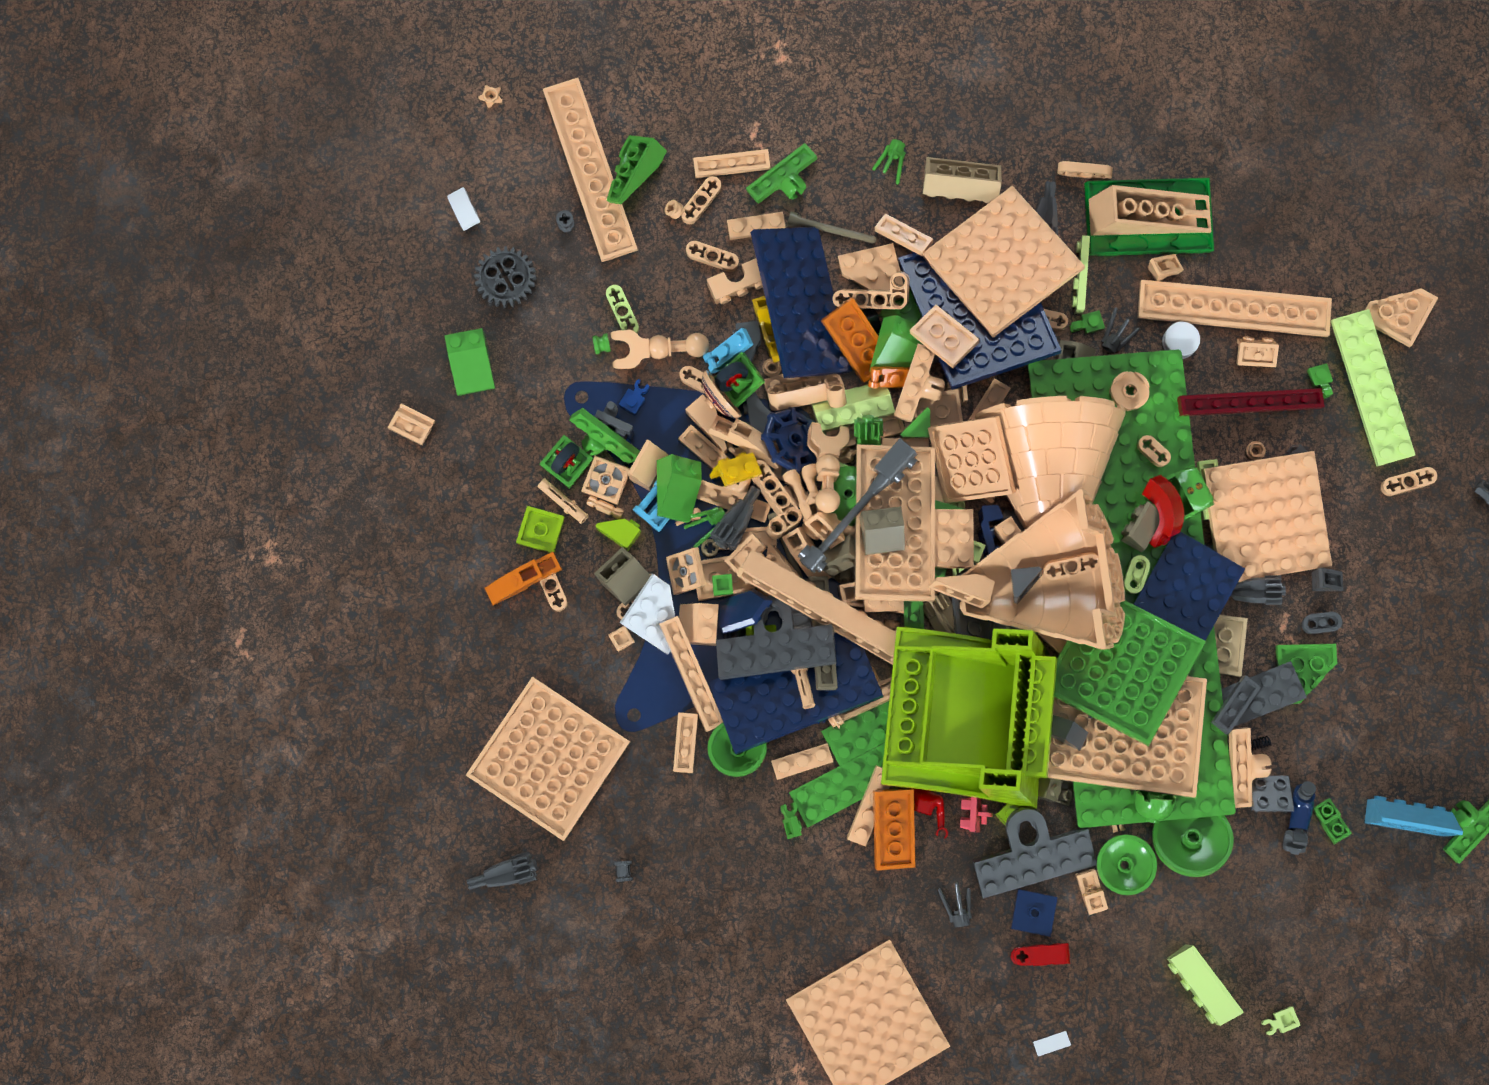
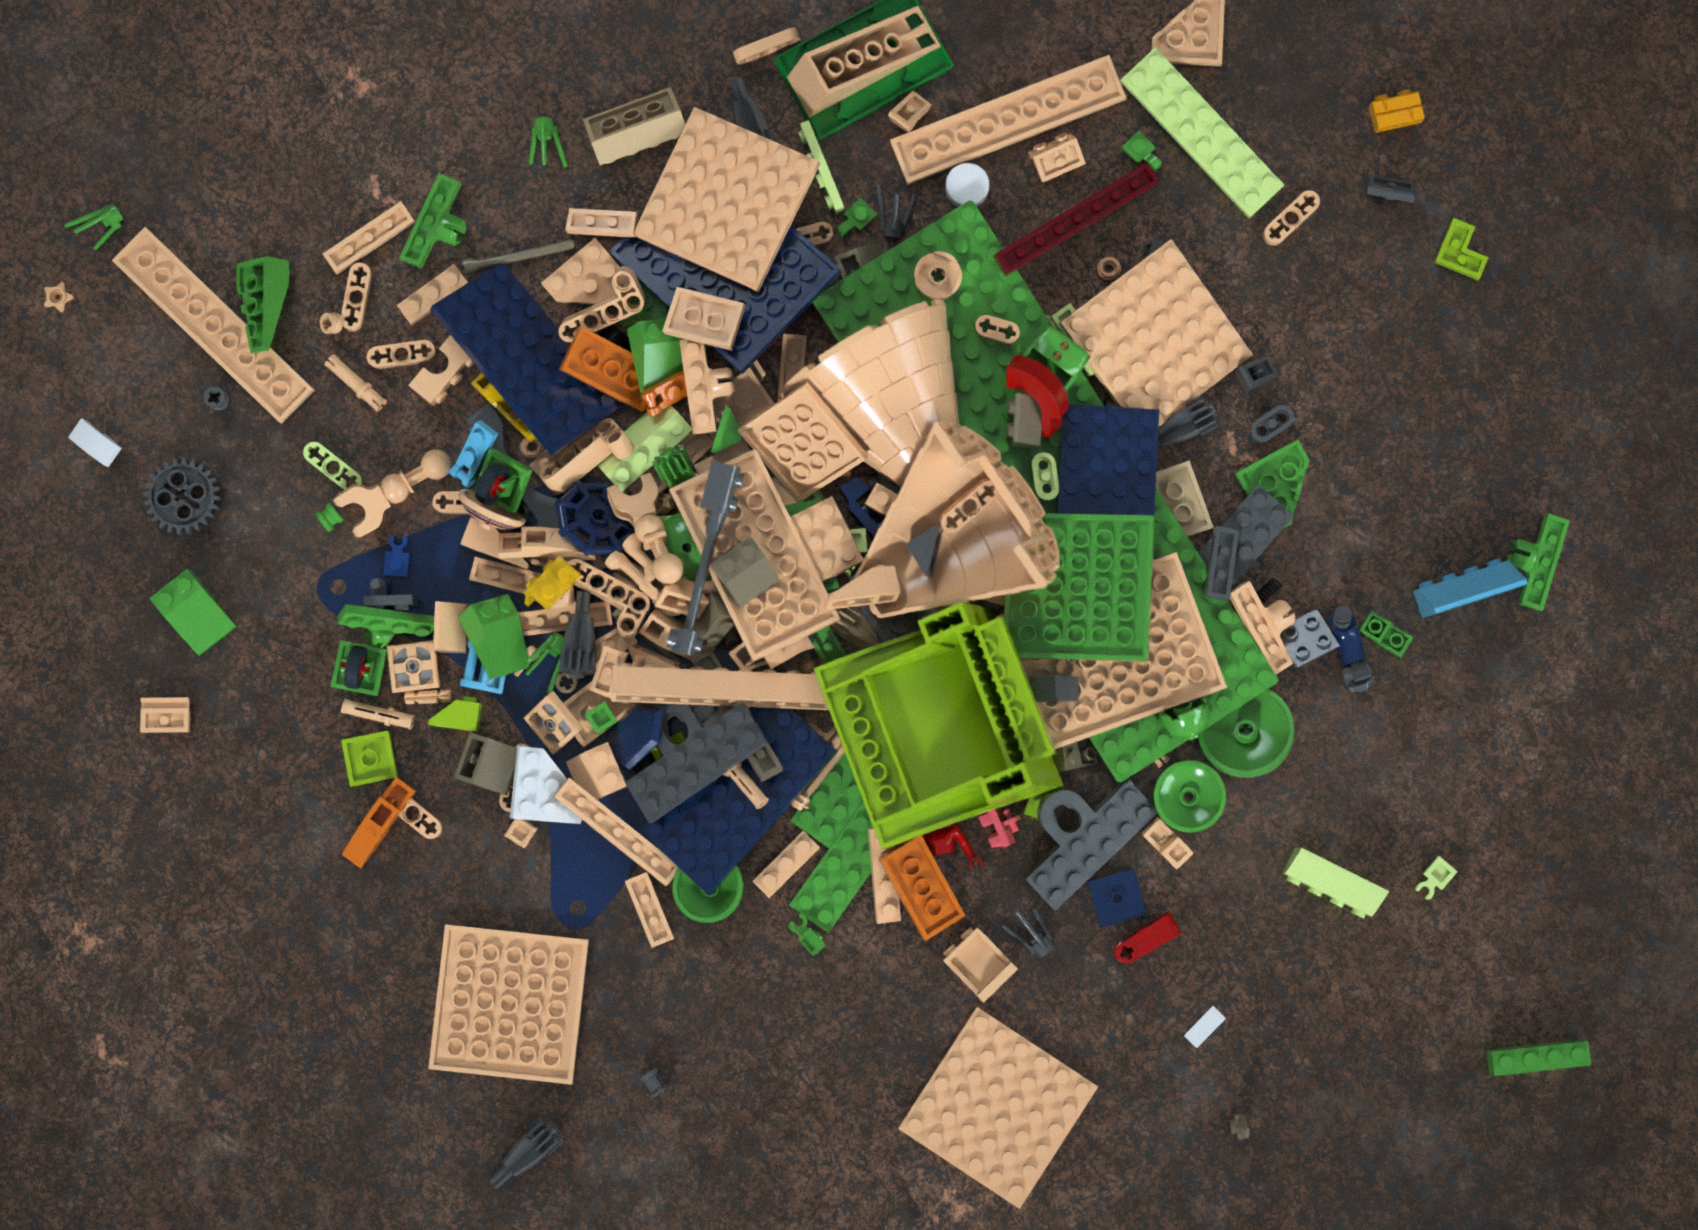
camera: 25 degrees left, 5 degrees up
(556, 58) = (108, 215): none -> bright green plant
(672, 266) = (363, 389): none -> light nougat pin
(907, 908) = (979, 963): none -> light nougat panel

